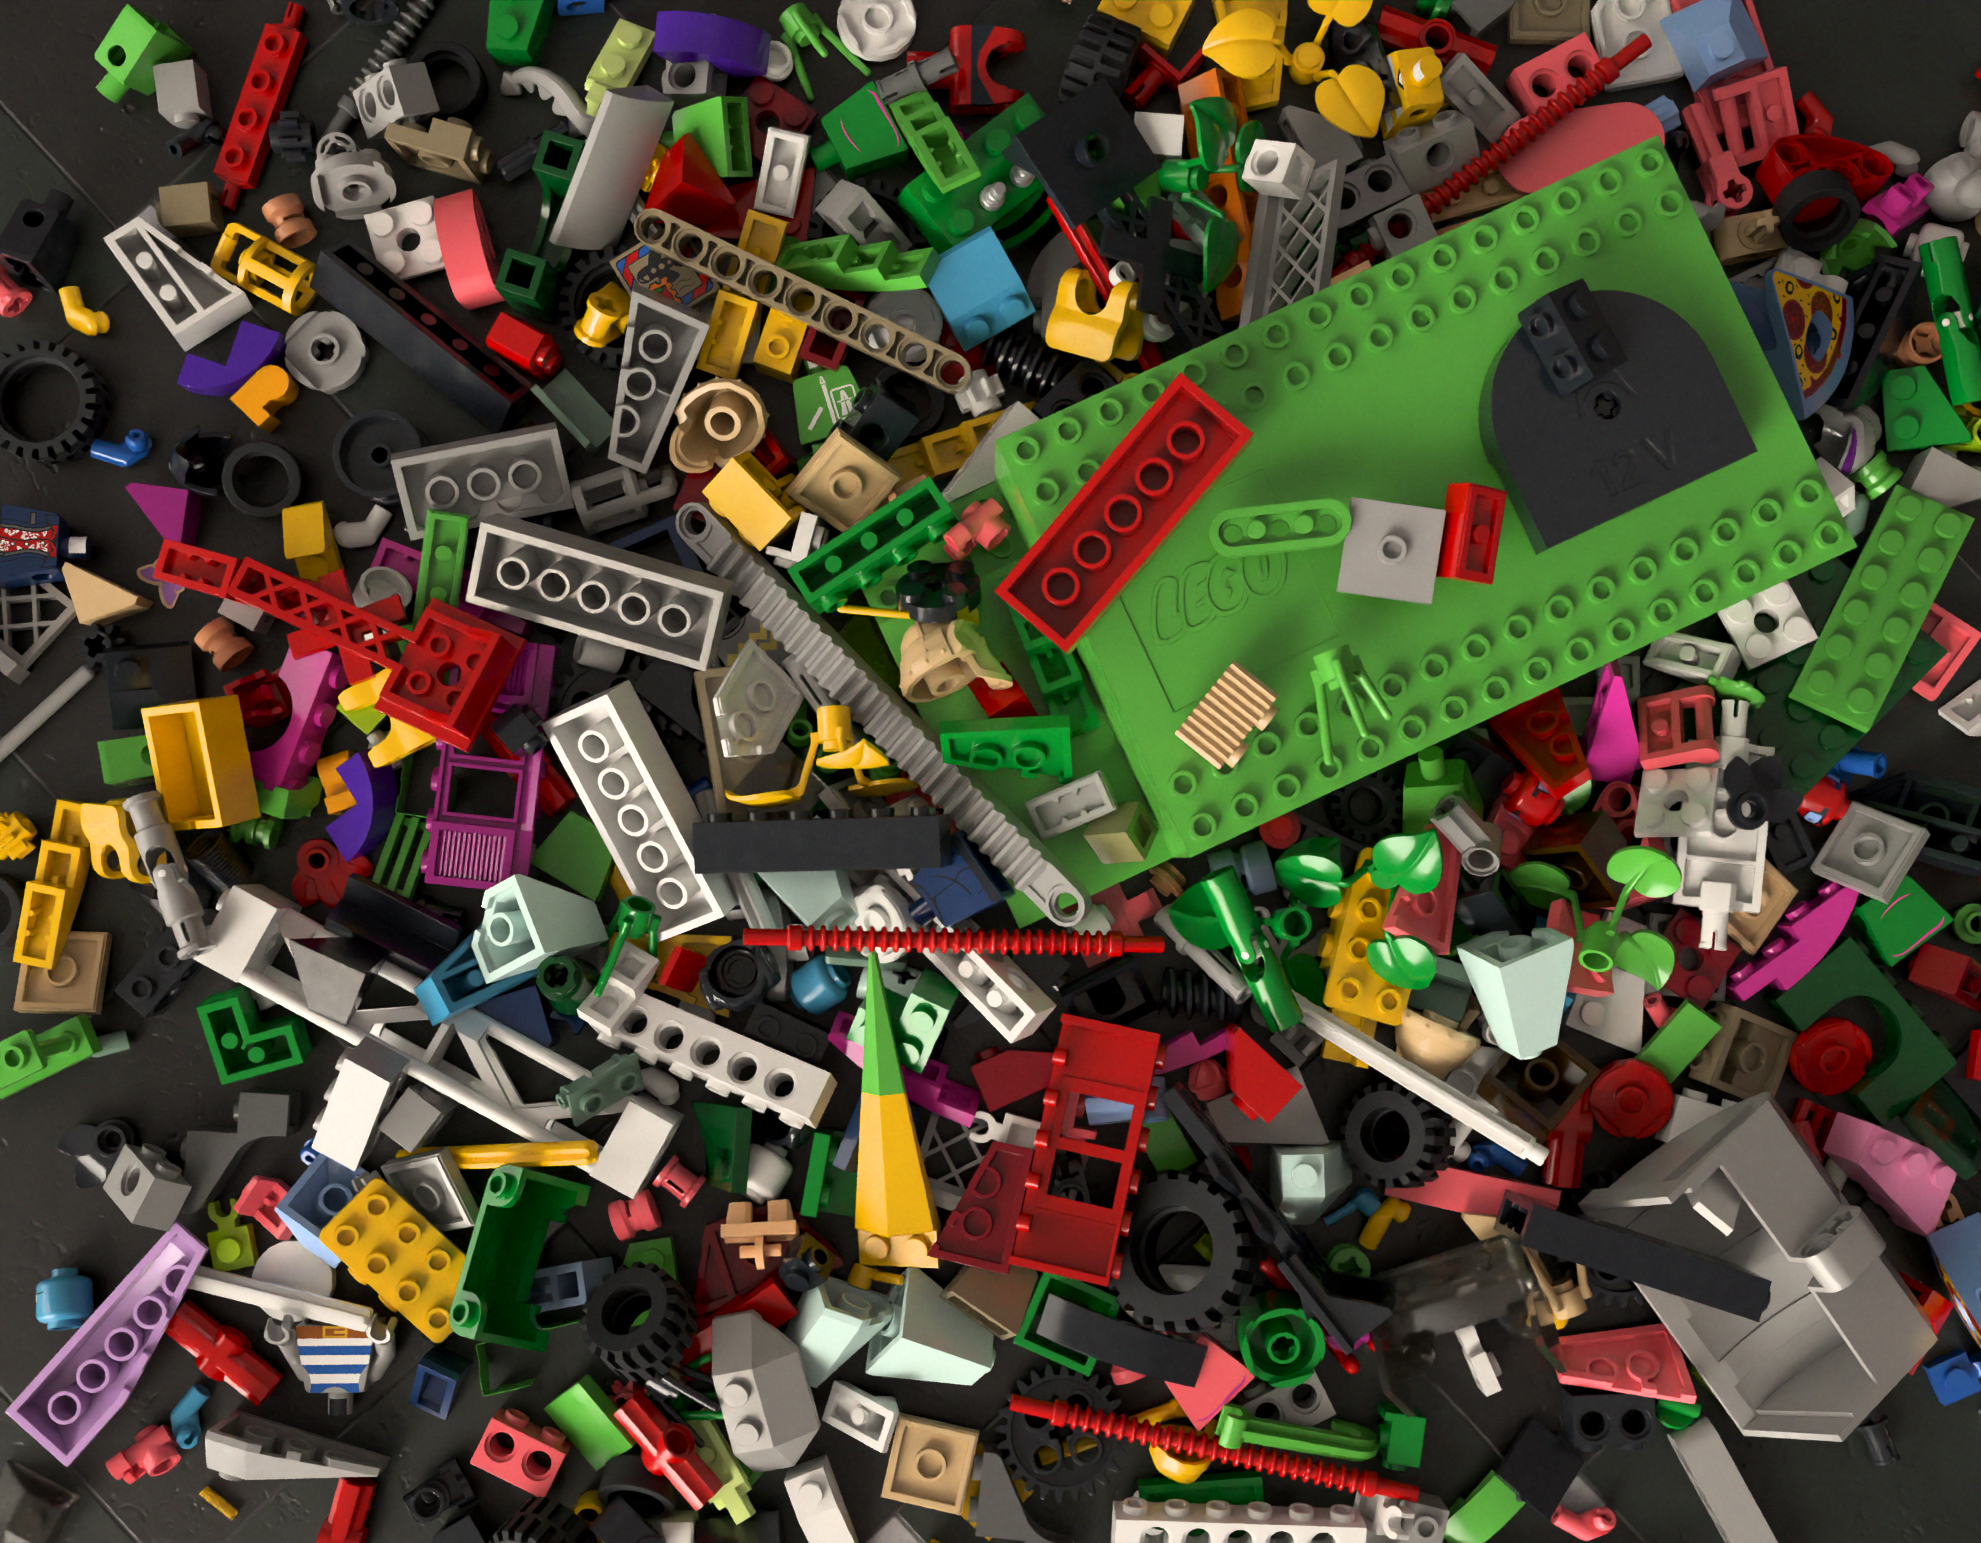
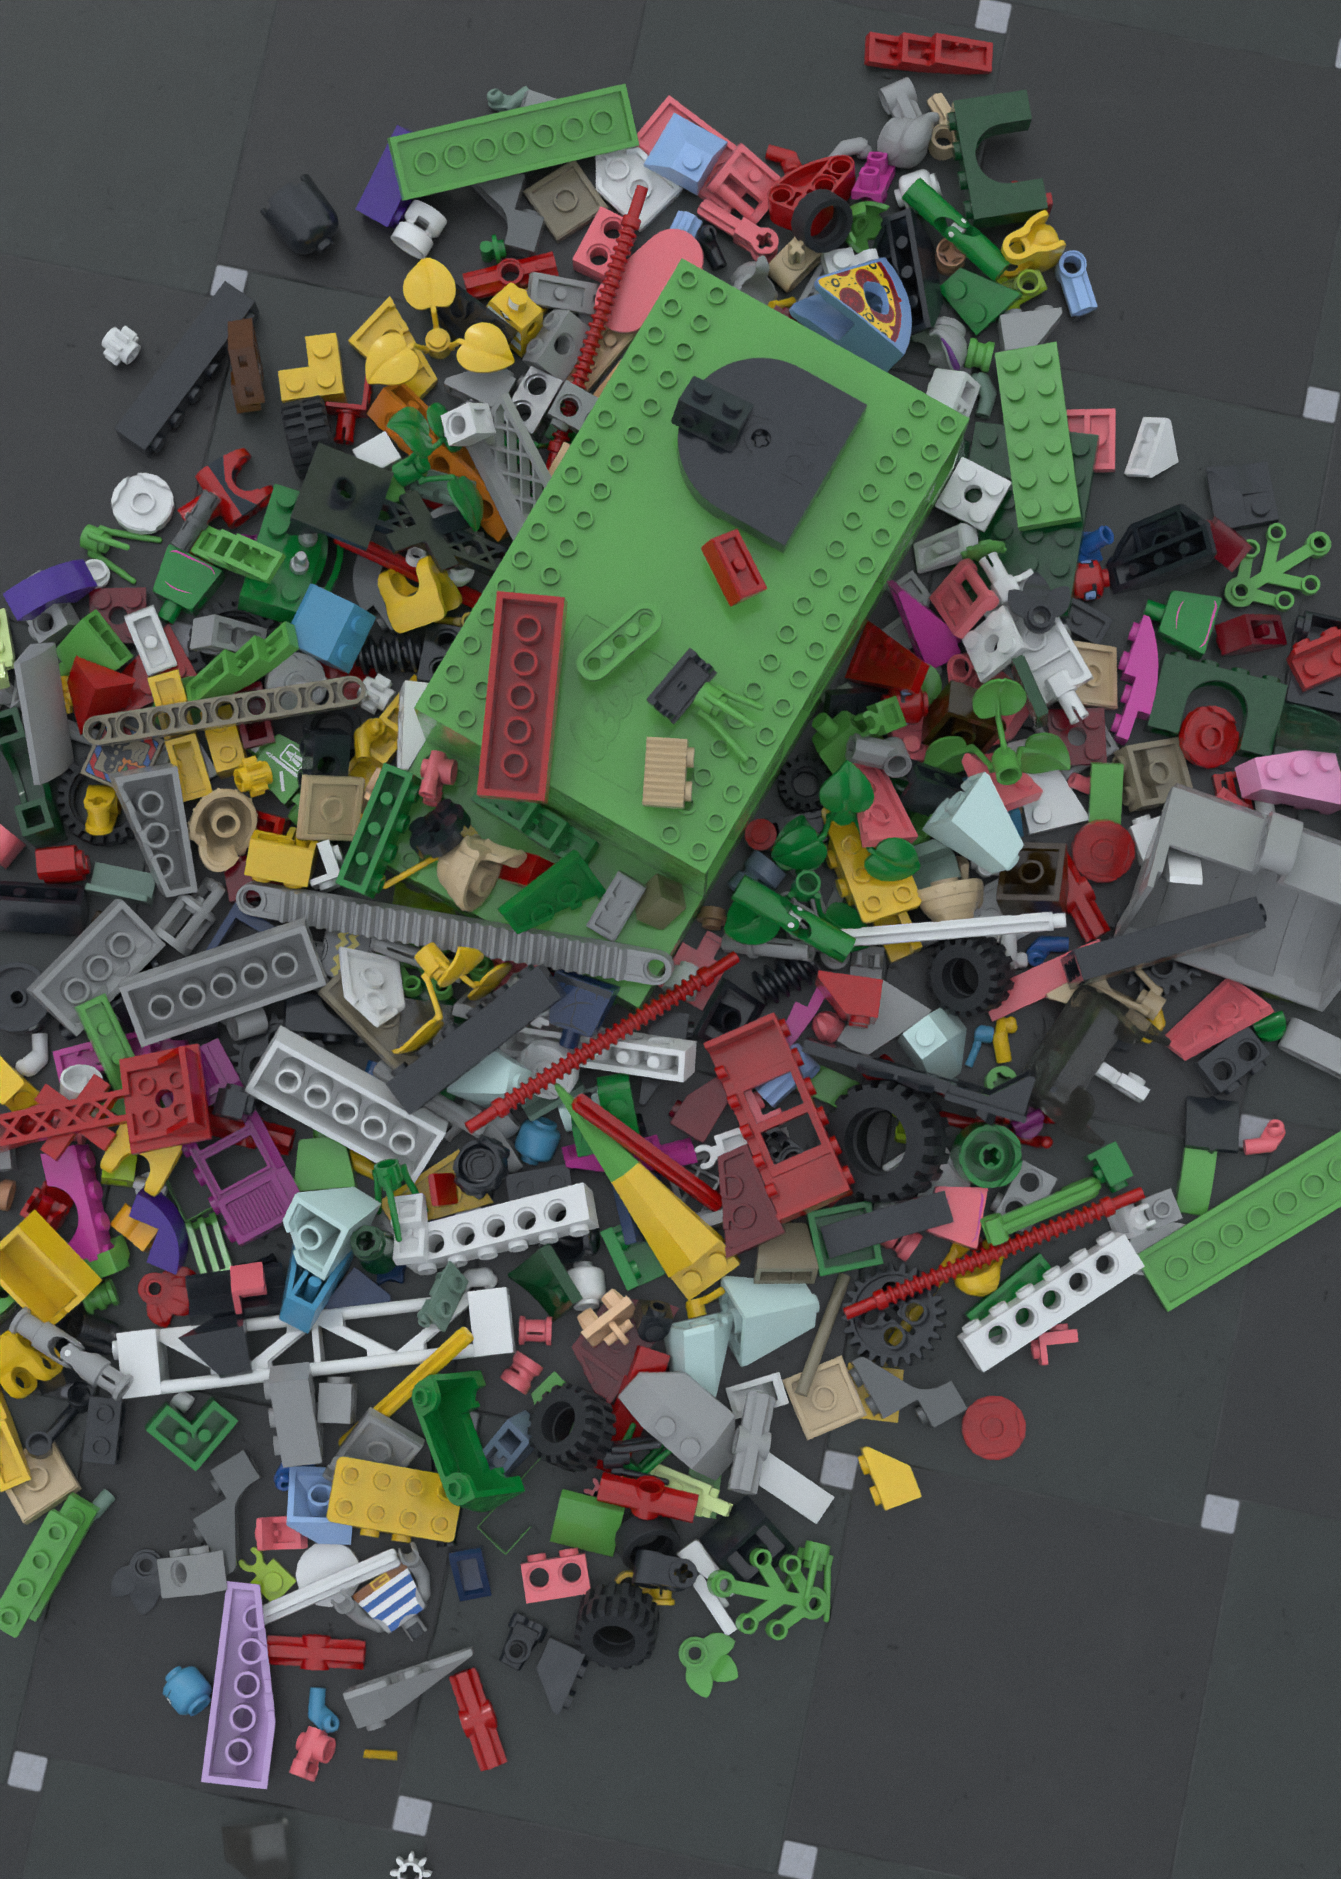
camera: 35 degrees left, 5 degrees down
(85, 942) = (40, 1443): none -> black bar
(408, 925) = (247, 1281): none -> coral panel
(786, 392) = (253, 776): none -> yellow gear
(816, 1471) = (751, 1443): none -> light grey piece
(920, 1086) = (647, 1152): none -> red axle
(936, 430) = (365, 735): none -> yellow arm
(971, 1401) = (822, 1335): none -> dark tan bar
(1314, 629) = (681, 686): none -> black hinge
(1391, 551) = (694, 609): light grey plate -> none
(1500, 798) = (882, 717): none -> bright green plate
(1680, 907) = (1034, 701): none -> dark green tile
(1870, 851) = (1138, 592): light grey tile -> none

